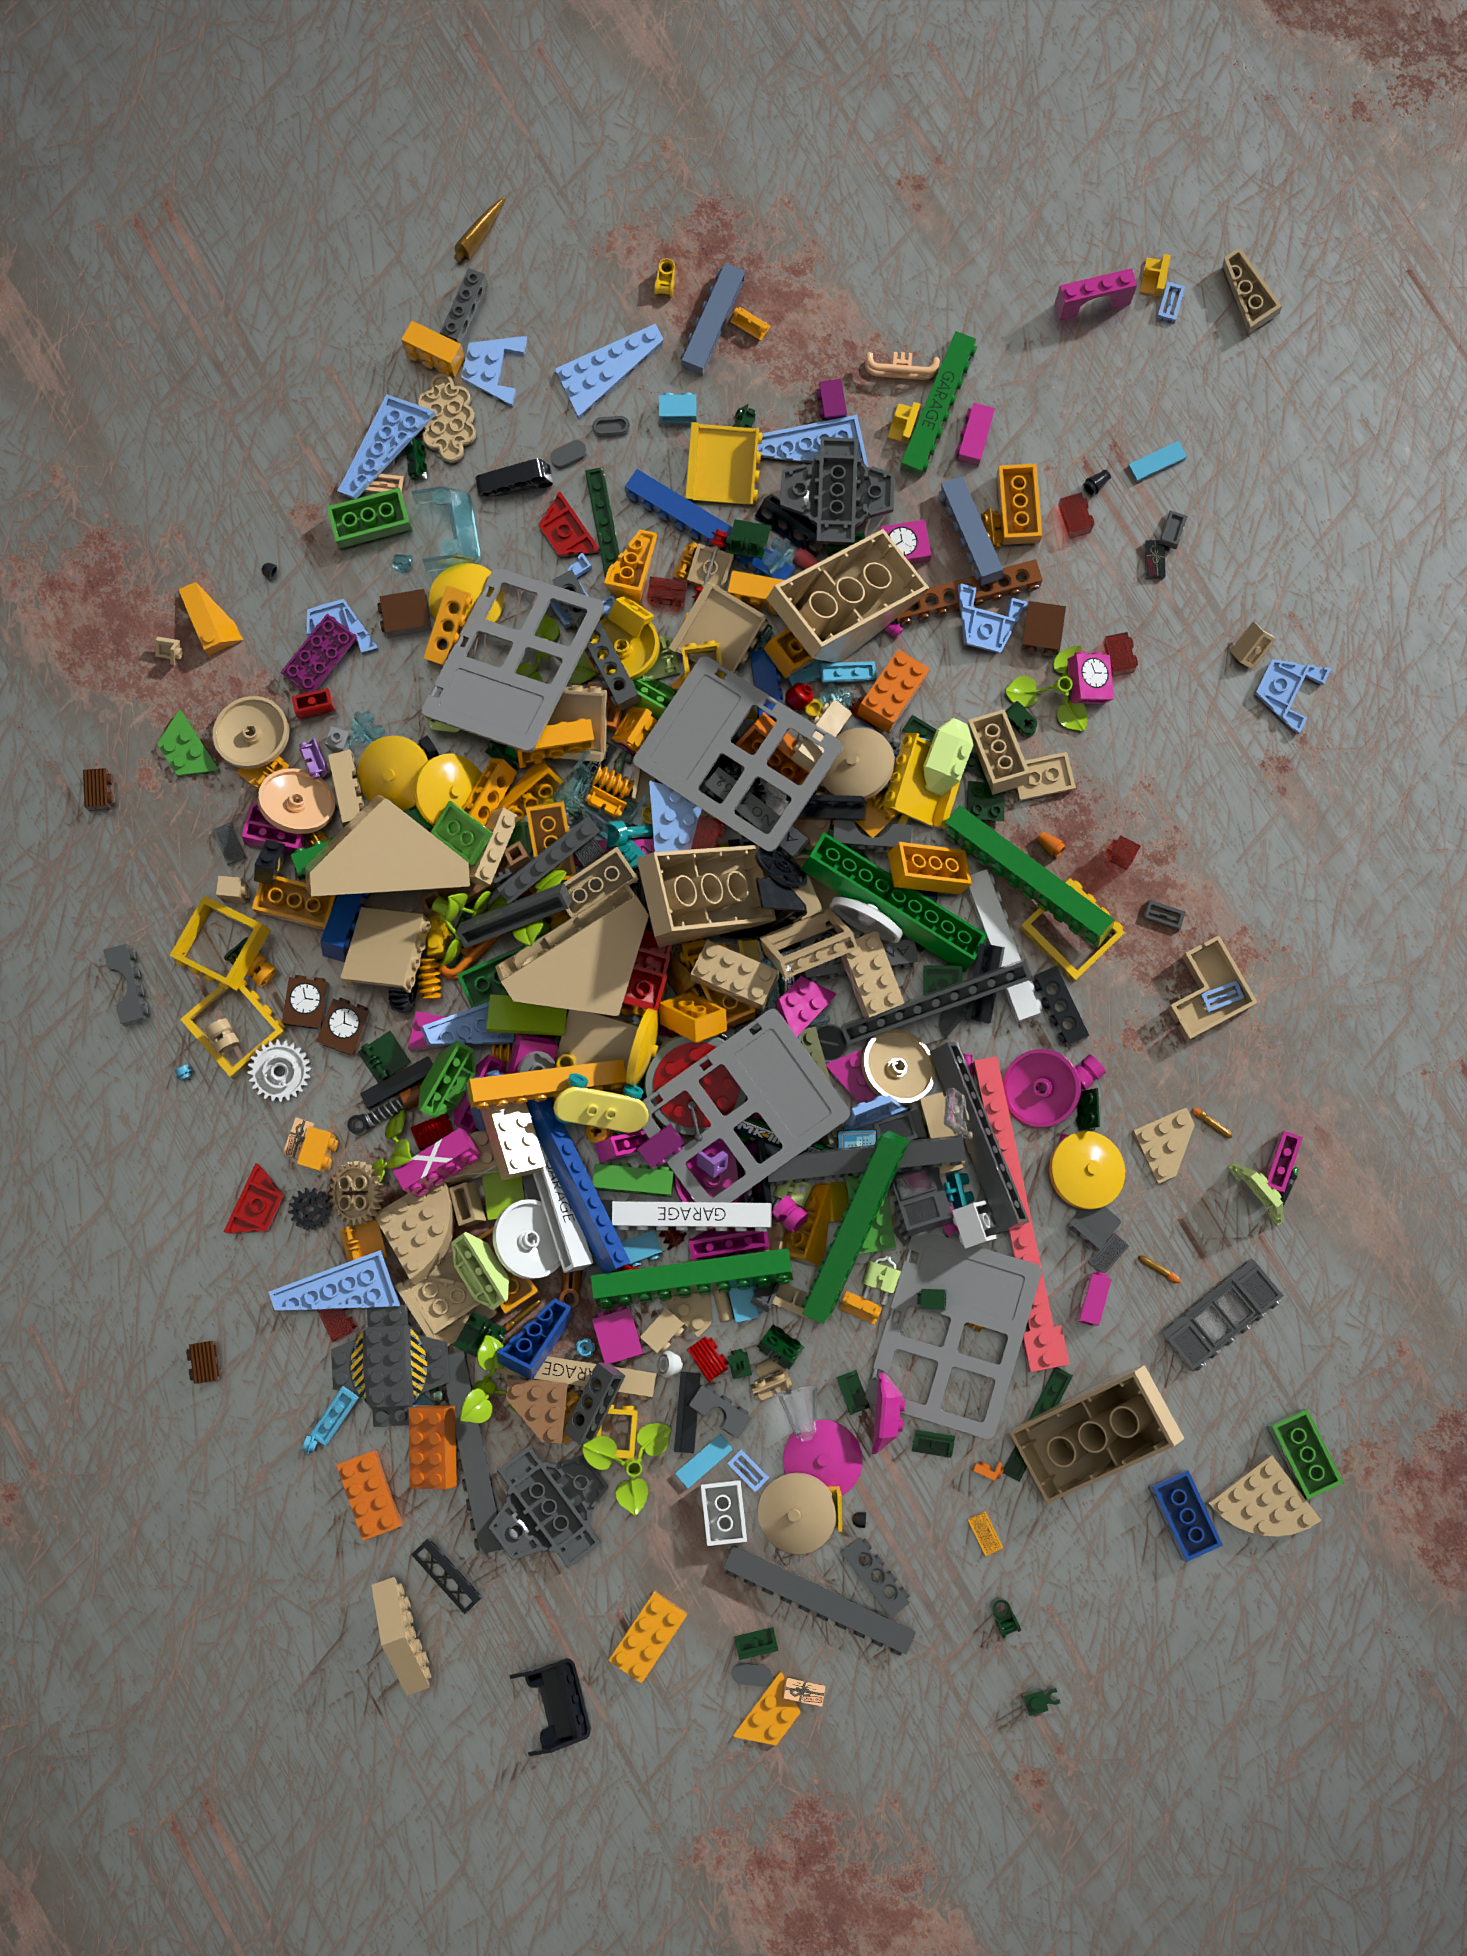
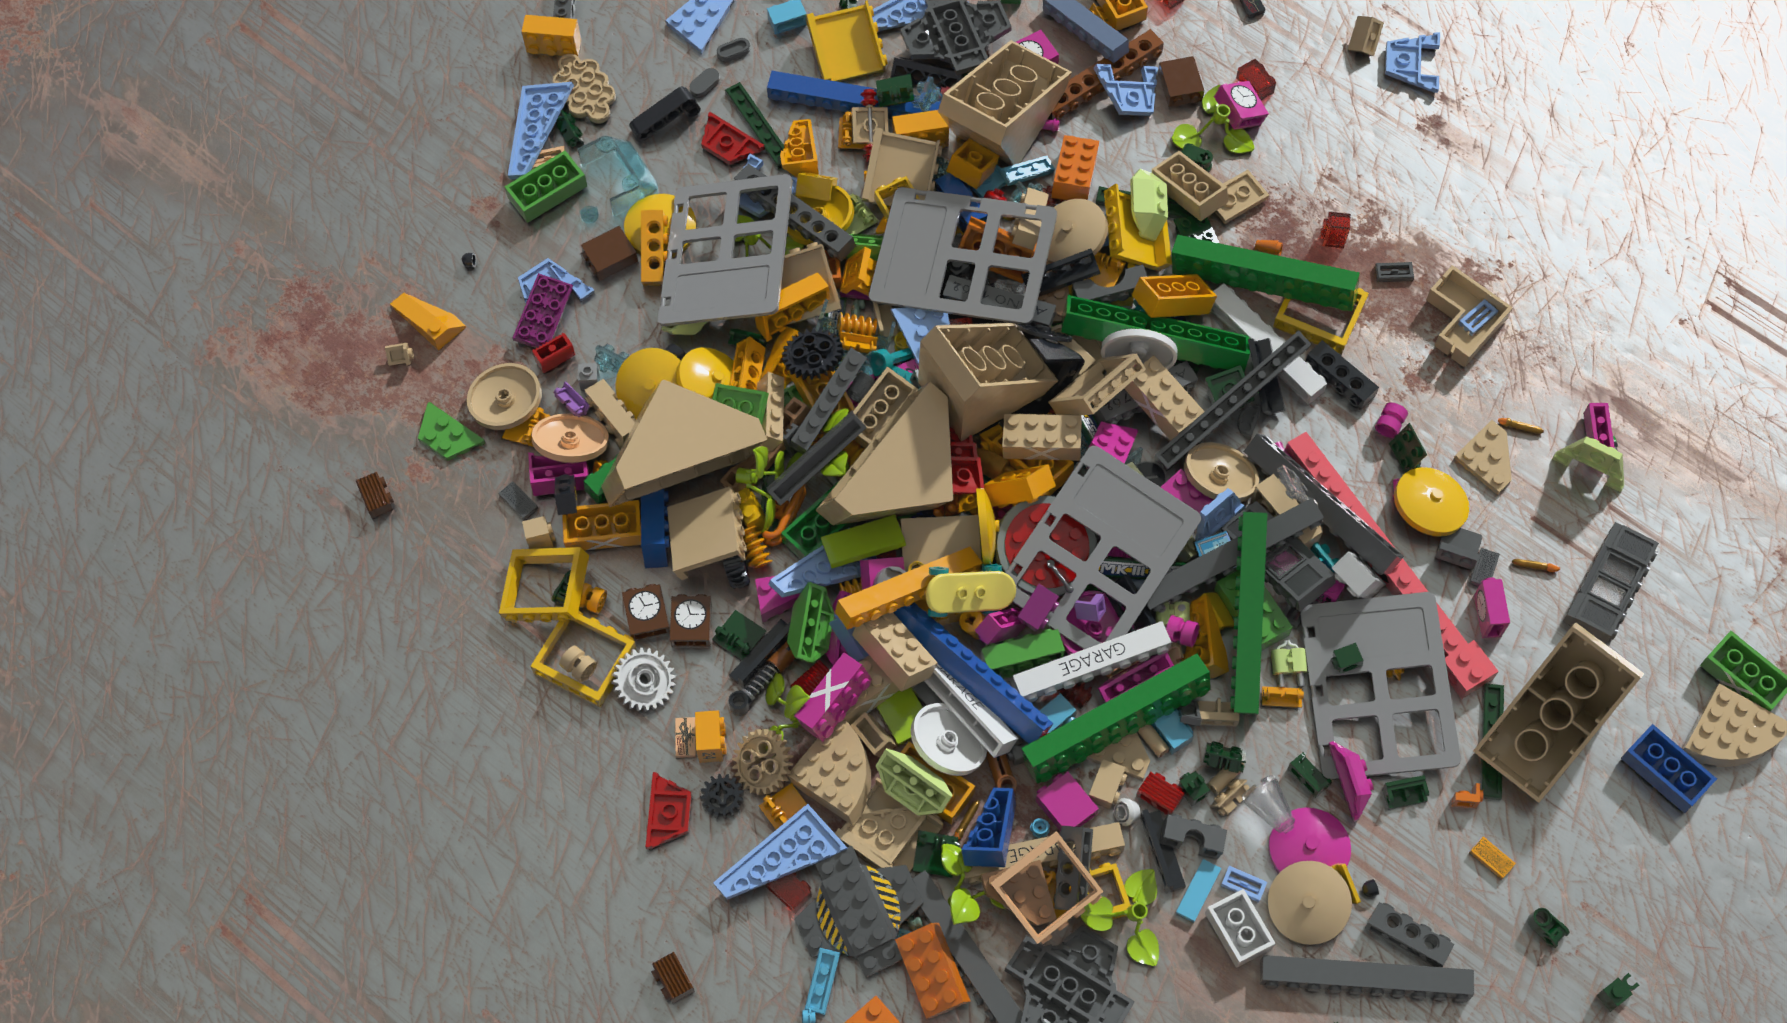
camera: 20 degrees left, 15 degrees down
(131, 1008) = (477, 675): dark grey arch -> none
(183, 1072) = (550, 716): medium azure plate -> none
(484, 365) = (601, 39): light blue wing -> none
(535, 817) = (812, 353): none -> black gear
(559, 1451) = (1076, 910): none -> light nougat window
(667, 592) = (839, 160): clear red brick -> none
(1042, 1087) = (1359, 445): dark pink dish -> none

